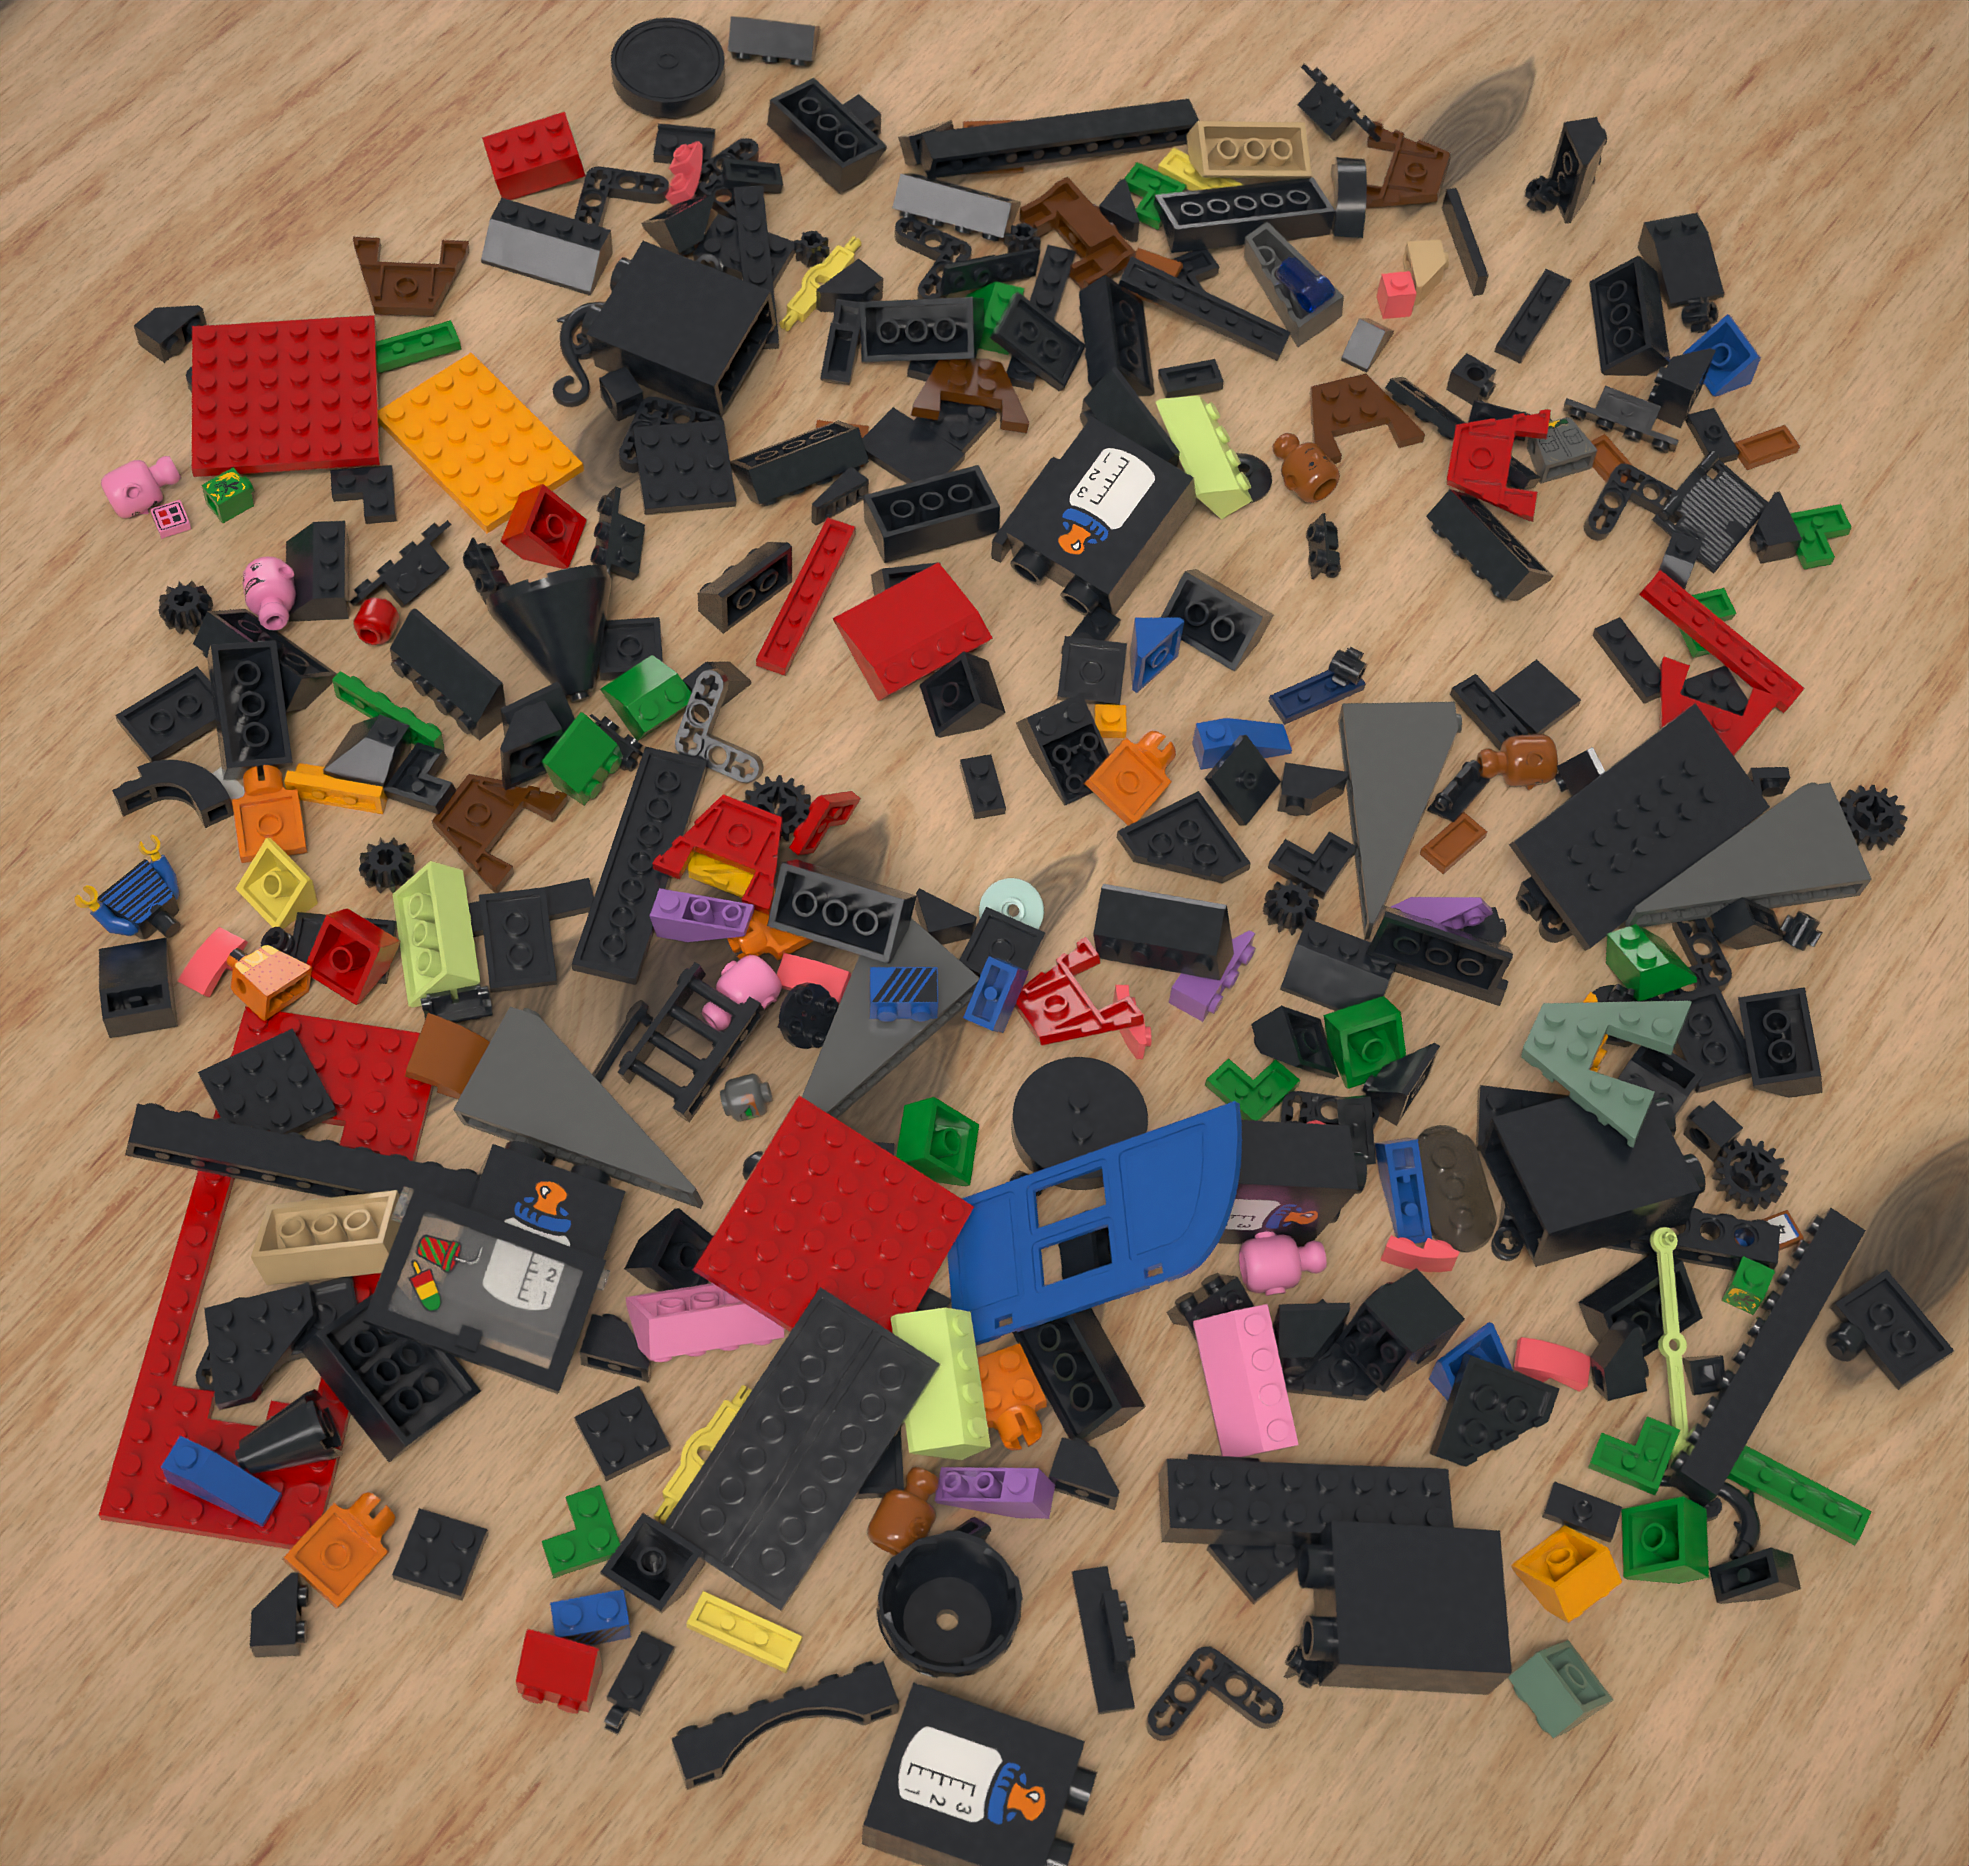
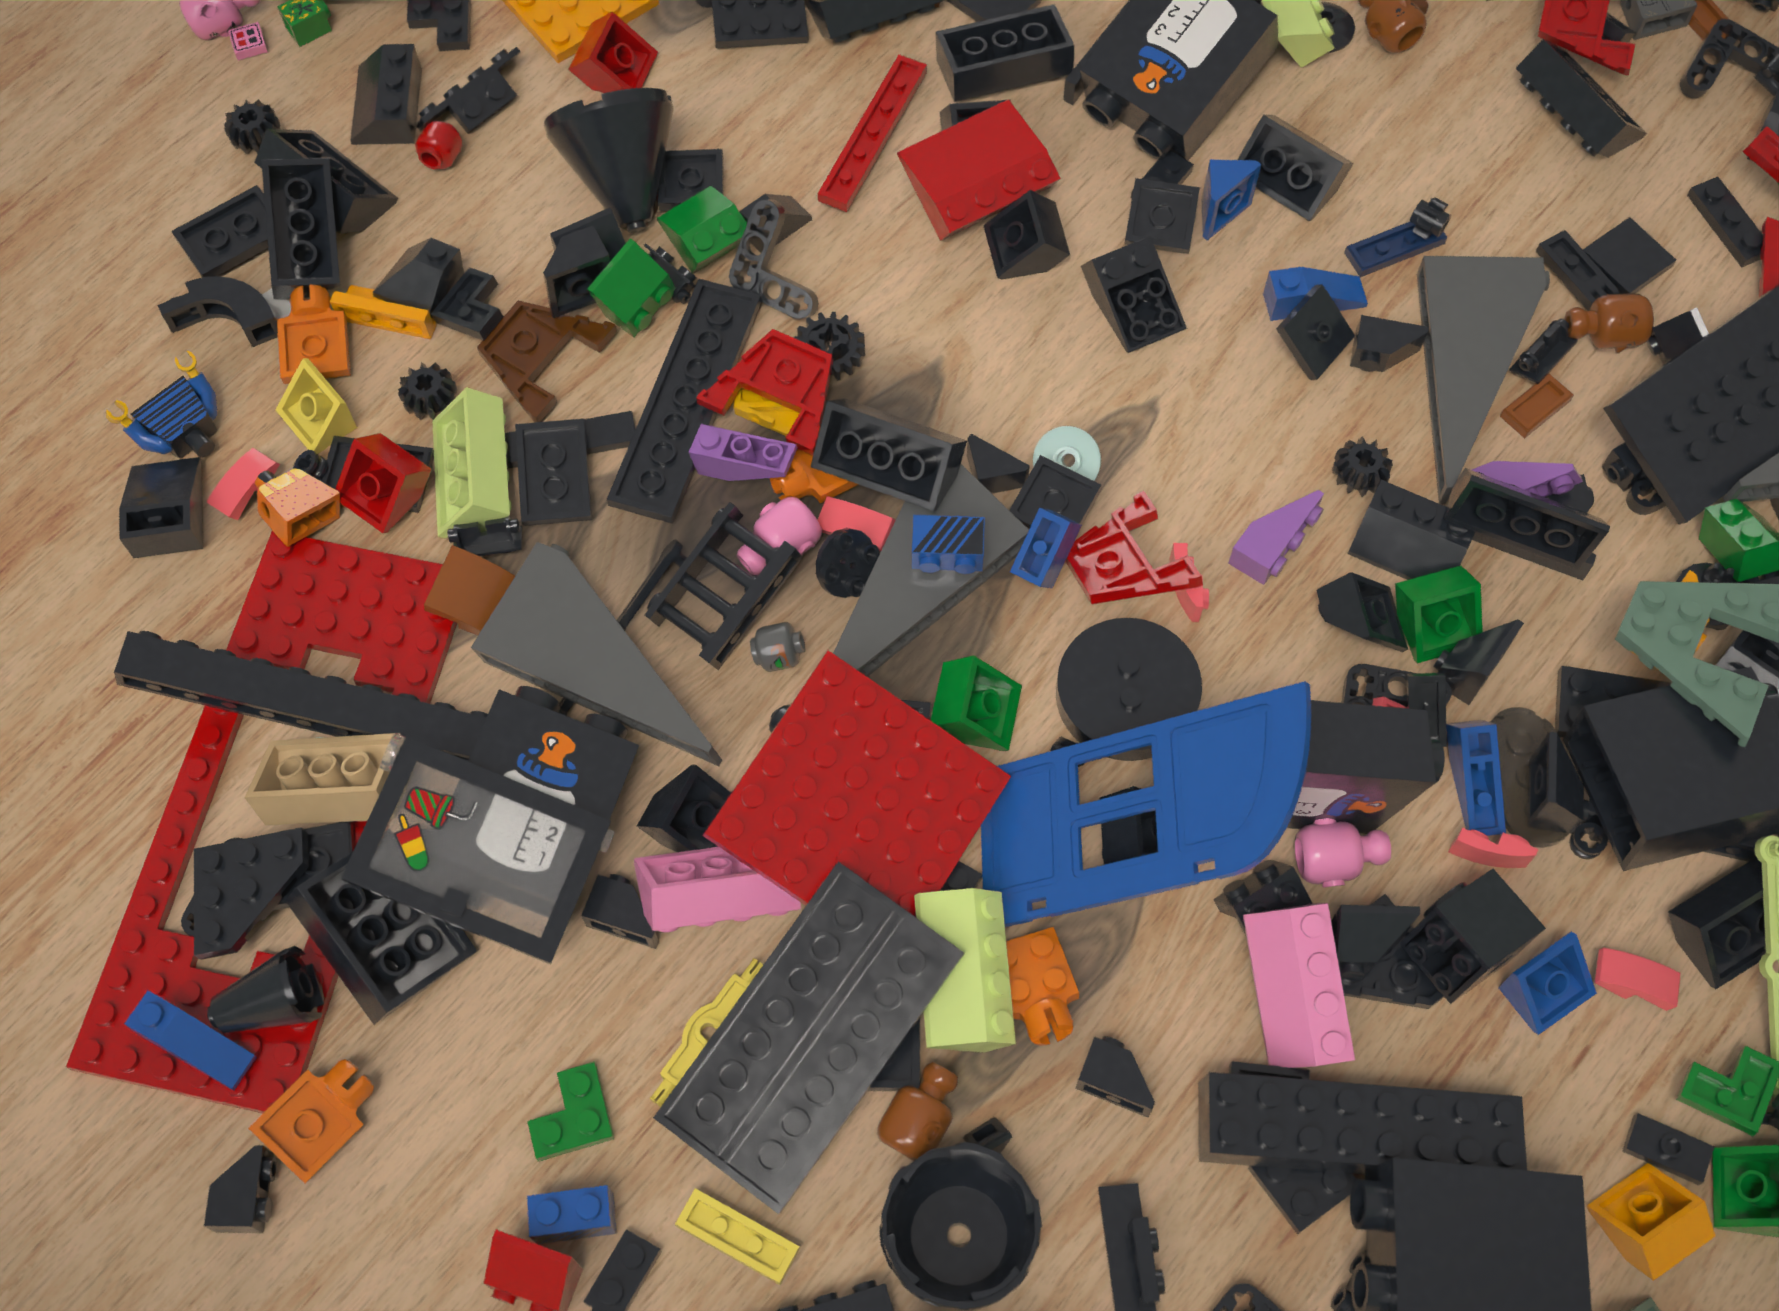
camera: 10 degrees right, 5 degrees up
(269, 591) = (334, 111): bright pink piece -> none
(269, 1087) = (284, 618): black plate -> none
(371, 703) = (414, 219): green plate -> none
(440, 1554) = (420, 1129): black plate -> none
(447, 675) = (503, 200): black slope -> none
(480, 562) = (548, 91): black hinge -> none
(617, 538) = (686, 70): black bracket -> none
(622, 1433) = (622, 1005): black plate -> none
(654, 1563) = (642, 1158): black slope -> none
(746, 585) = (813, 119): black slope -> none
(825, 812) = (877, 350): red plate -> none
(840, 496) = (912, 33): black slope -> none
(982, 786) = (1043, 331): black plate -> none
(997, 1491) = (1021, 1091): medium lavender slope -> none
(1081, 1374) = (1118, 967): black slope -> none
(1111, 720) = (1179, 267): light orange plate -> none
(1133, 776) = (1200, 324): orange plate -> none
(1163, 932) = (1227, 488): black slope -> none
(1185, 840) = (1253, 393): black plate -> none
(1255, 1096) = (1317, 667): green plate -> none
(1316, 870) = (1390, 428): black plate -> none
(1321, 537) = (1405, 96): black hinge -> none
(1474, 1197) = (1555, 789): none -> black slope
(1489, 1410) = (1567, 1029): black plate -> none
(1619, 1361) = (1715, 981): black slope -> none

